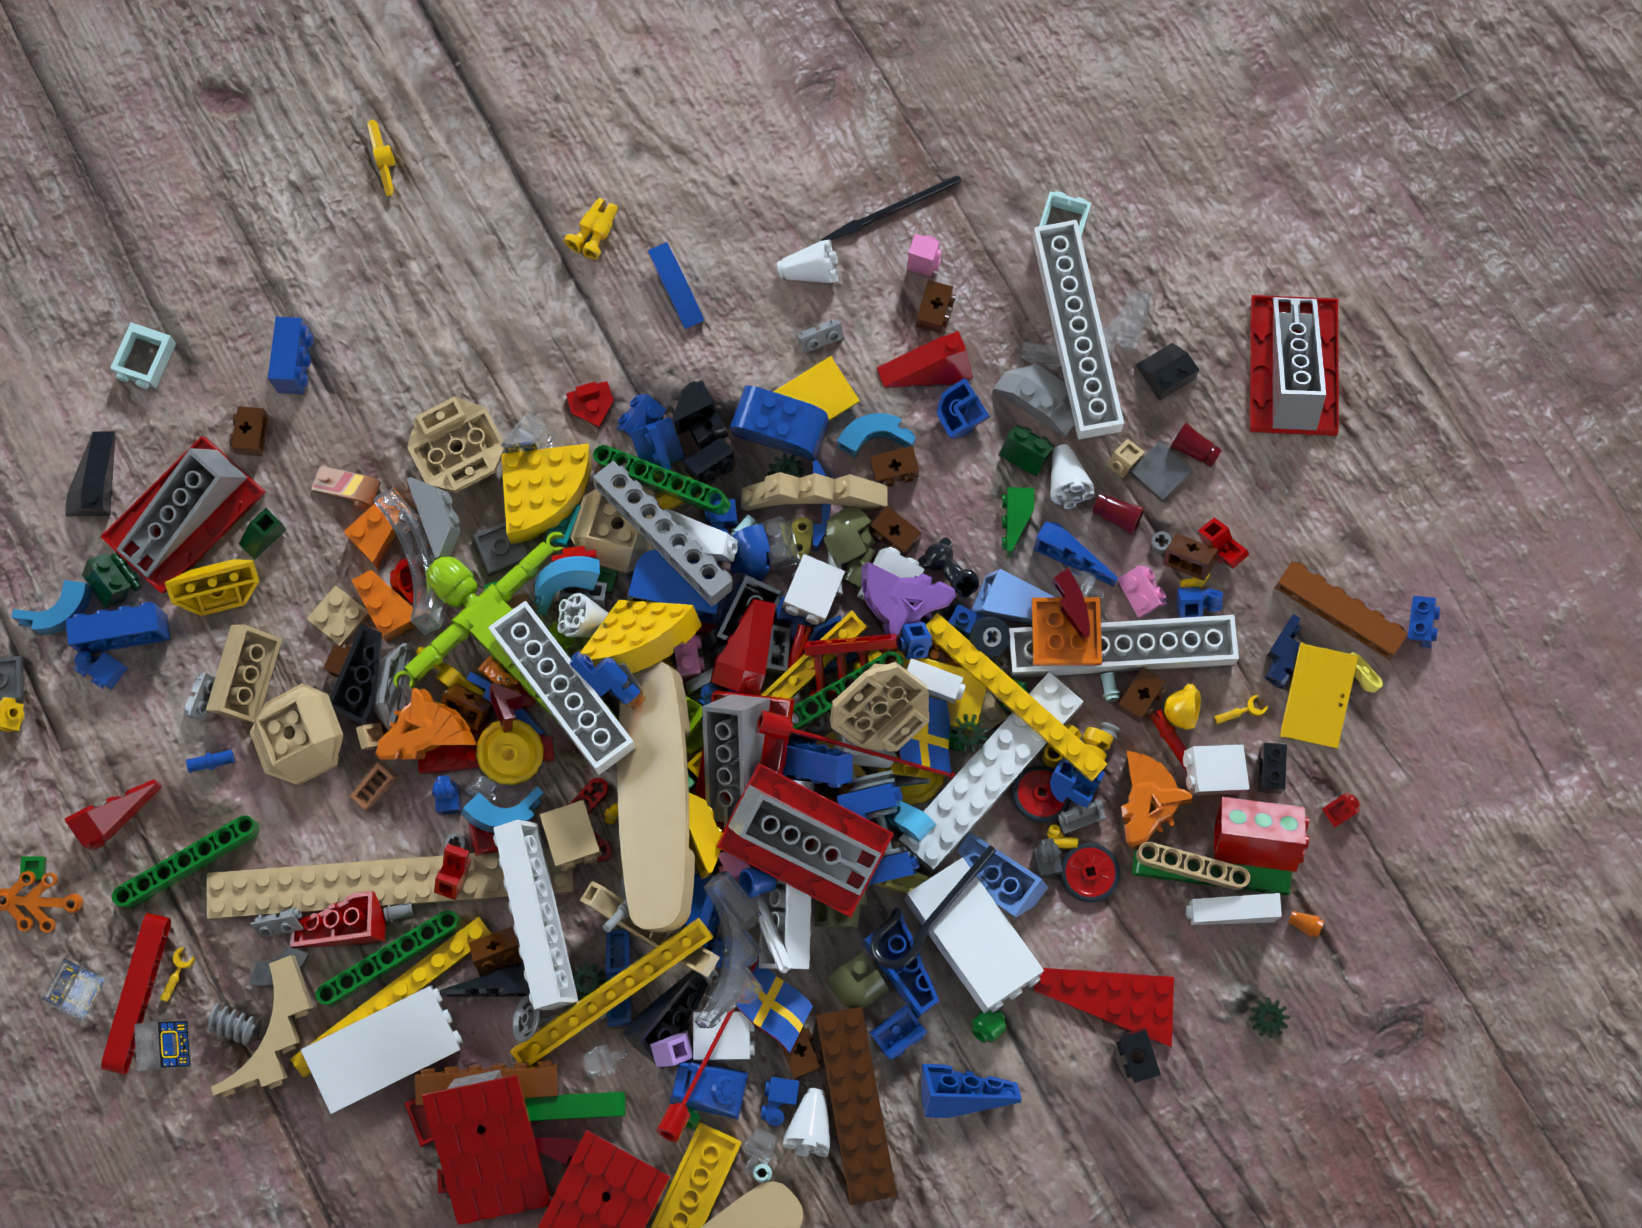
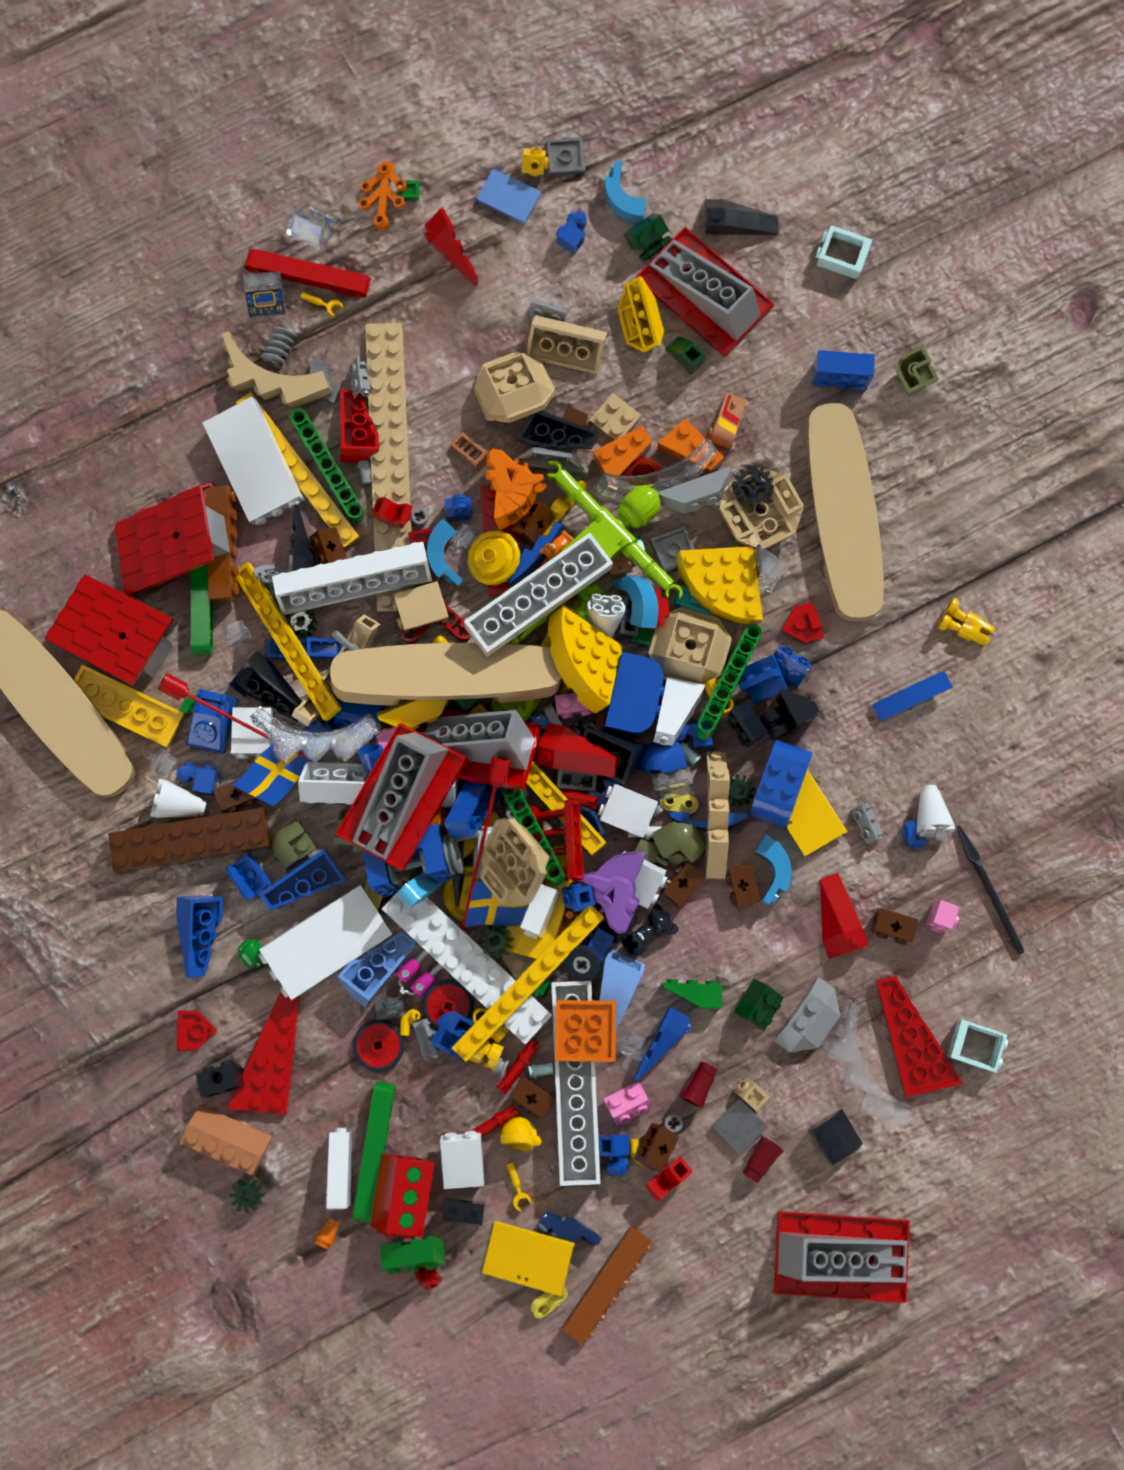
camera: 85 degrees right, 5 degrees up
(48, 748) = (508, 196): none -> medium blue tile
(118, 628) = (604, 242): blue brick -> none
(174, 862) = (407, 298): green beam -> none
(210, 761) = (494, 321): blue pin -> none
(254, 440) = (783, 347): reddish brown brick -> none
(293, 277) = (916, 371): none -> olive brick
(369, 735) = (509, 444): tan bracket -> none
(383, 156) = (1032, 442): yellow piece -> none
(421, 449) = (761, 486): none -> black gear
(459, 356) = (845, 512): none -> tan piece
(504, 704) = (532, 551): dark red slope -> none
(557, 1148) = (169, 601): dark red slope -> none
(609, 676) = (545, 632): blue plate -> none
(673, 1049) = (240, 691): lavender slope -> none
(710, 589) = (623, 721): light grey brick -> none
(768, 1175) = (143, 766): light aqua pin -> none
(772, 935) = (326, 770): white axle -> none
(834, 290) = (908, 832): none -> blue bracket
(929, 923) = (335, 904): black piece -> none
(961, 409) = (795, 946): blue brick -> none
(1001, 837) = (410, 968): none -> dark pink piece
(1031, 301) = (915, 1049): none -> red wing
(1069, 479) = (731, 1040): white cone -> none
(1072, 603) = (606, 1036): dark red slope -> none
(1077, 330) = (869, 1053): white brick -> none
(1082, 1093) = (192, 1030): none -> red plate
(1107, 712) = (518, 1066): none -> red pin
(1150, 785) = (449, 1103): orange animal -> none
(1204, 865) = (375, 1144): tan beam -> none
(1207, 1045) = (226, 1140): none -> nougat slope
(1325, 823) = (412, 1255): none -> green wedge
(1422, 620) = (594, 1359): blue bracket -> none

